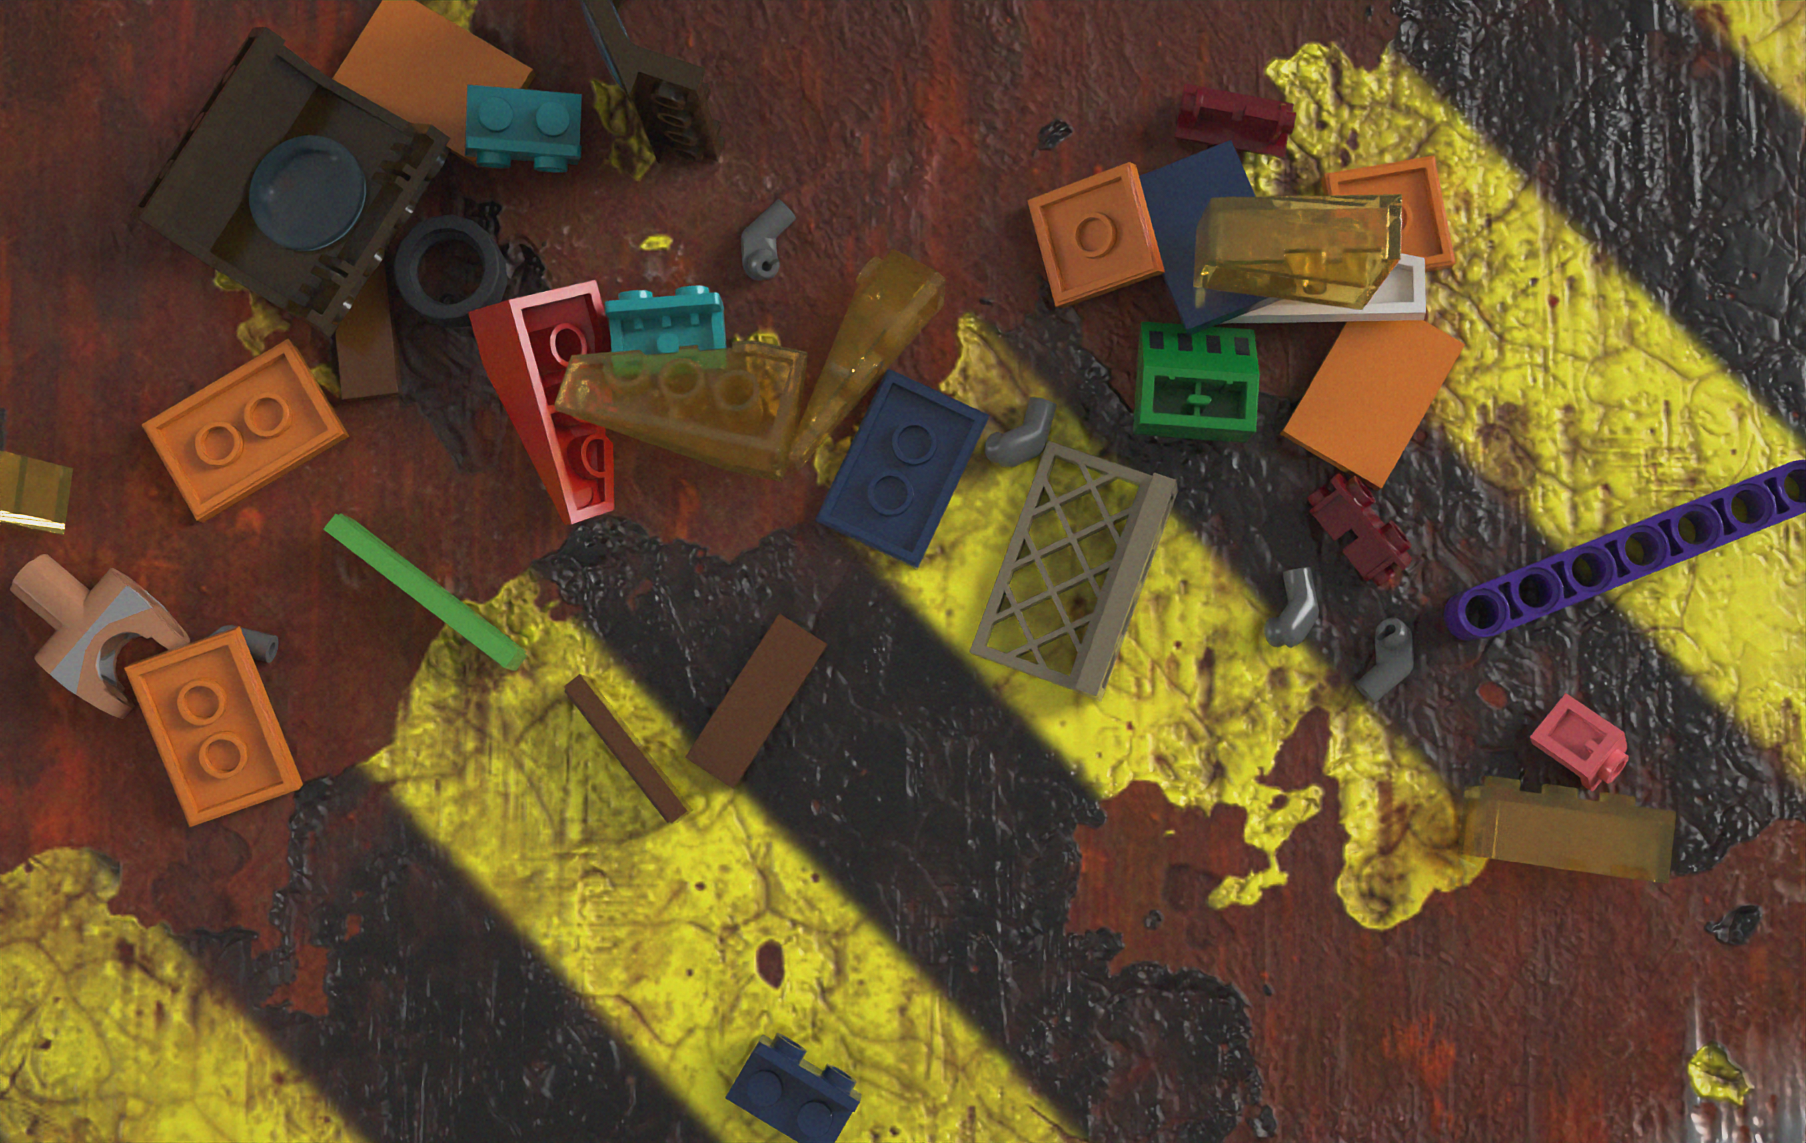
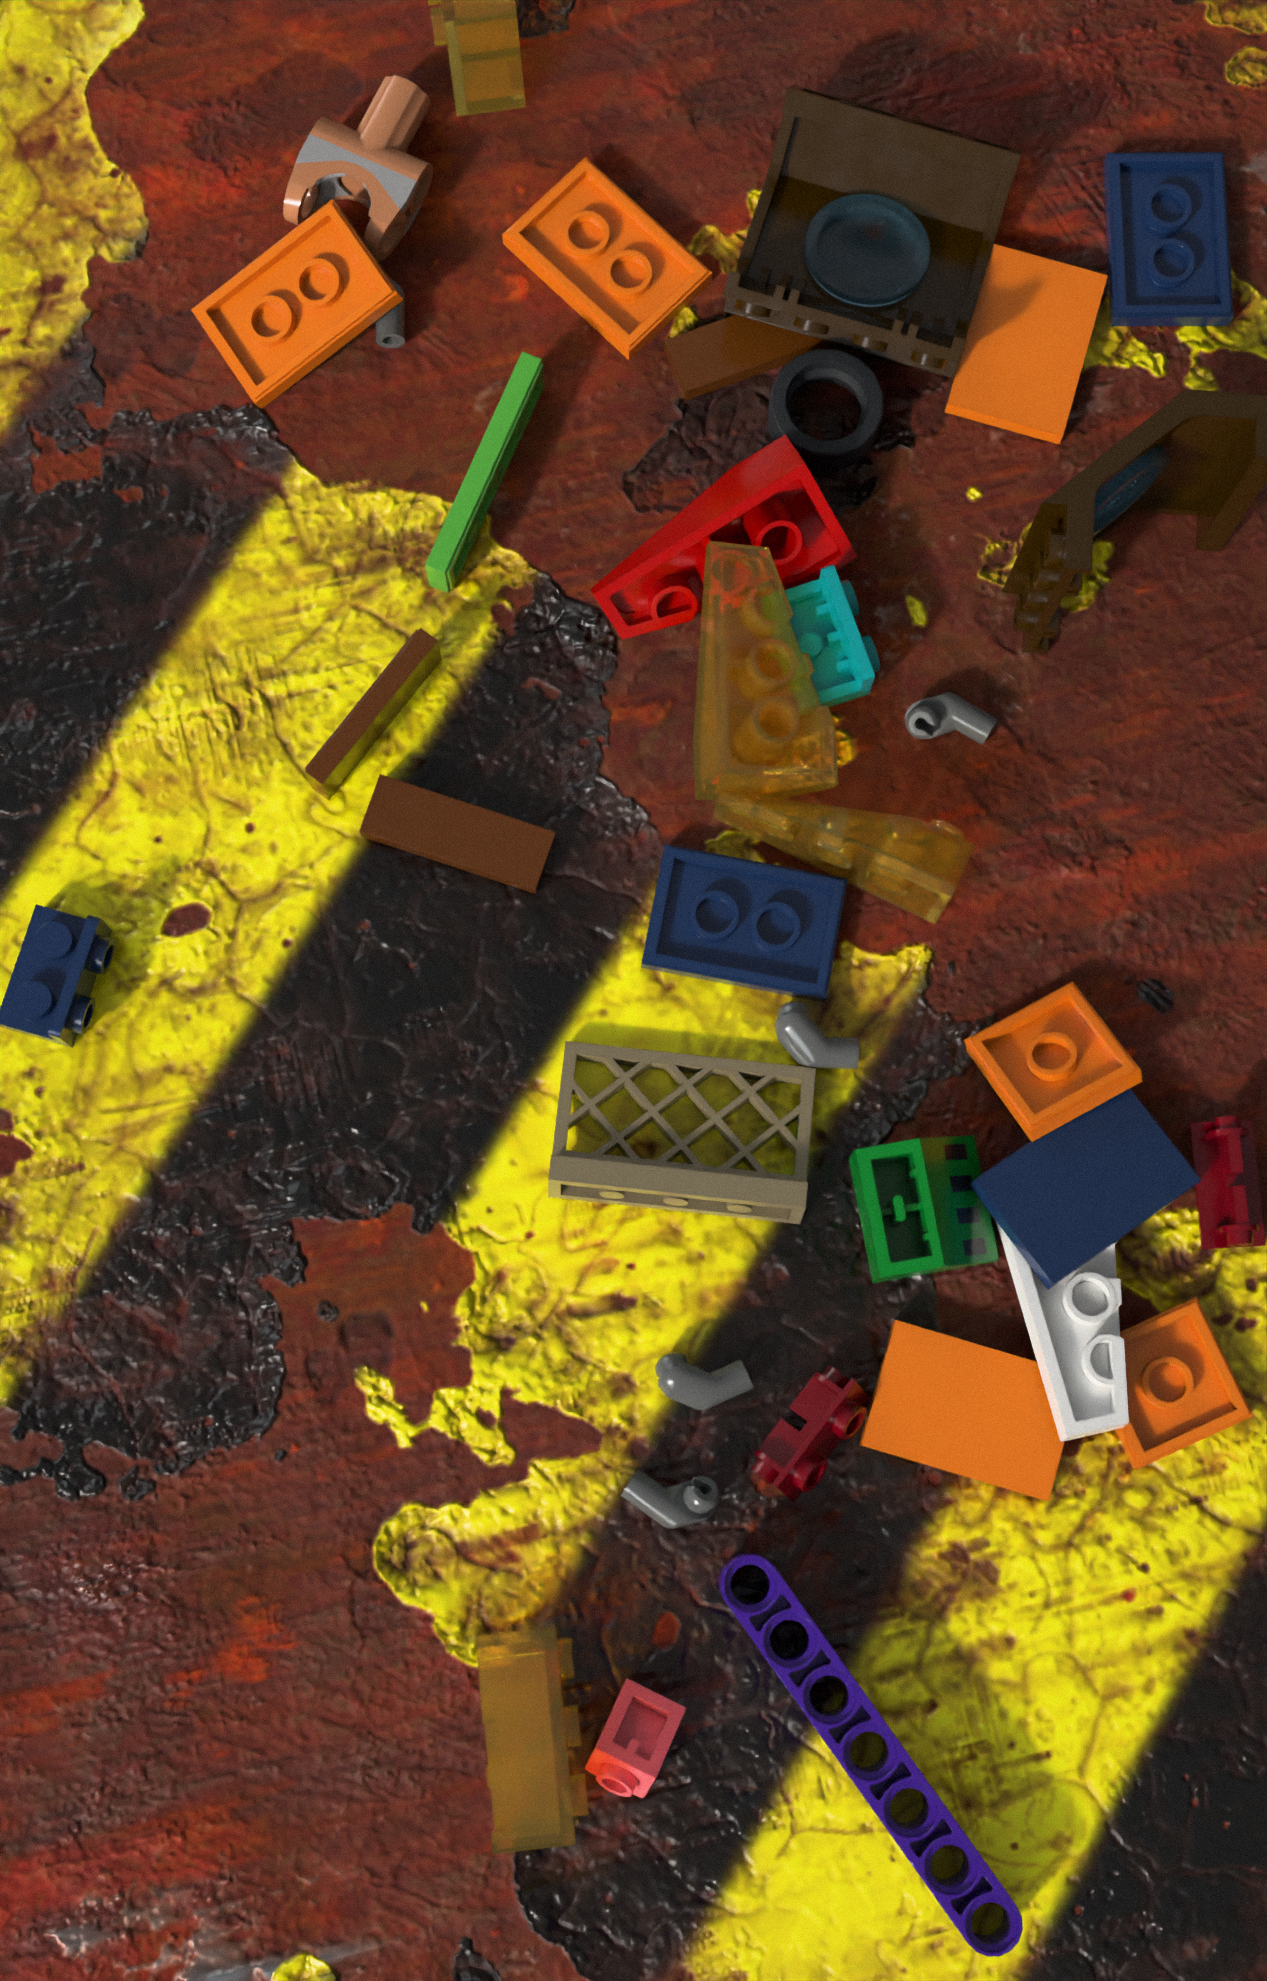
camera: 70 degrees right, 5 degrees down
(523, 127) = (997, 440): teal bracket -> none
(1300, 246) = (1094, 1268): clear yellow wedge -> none

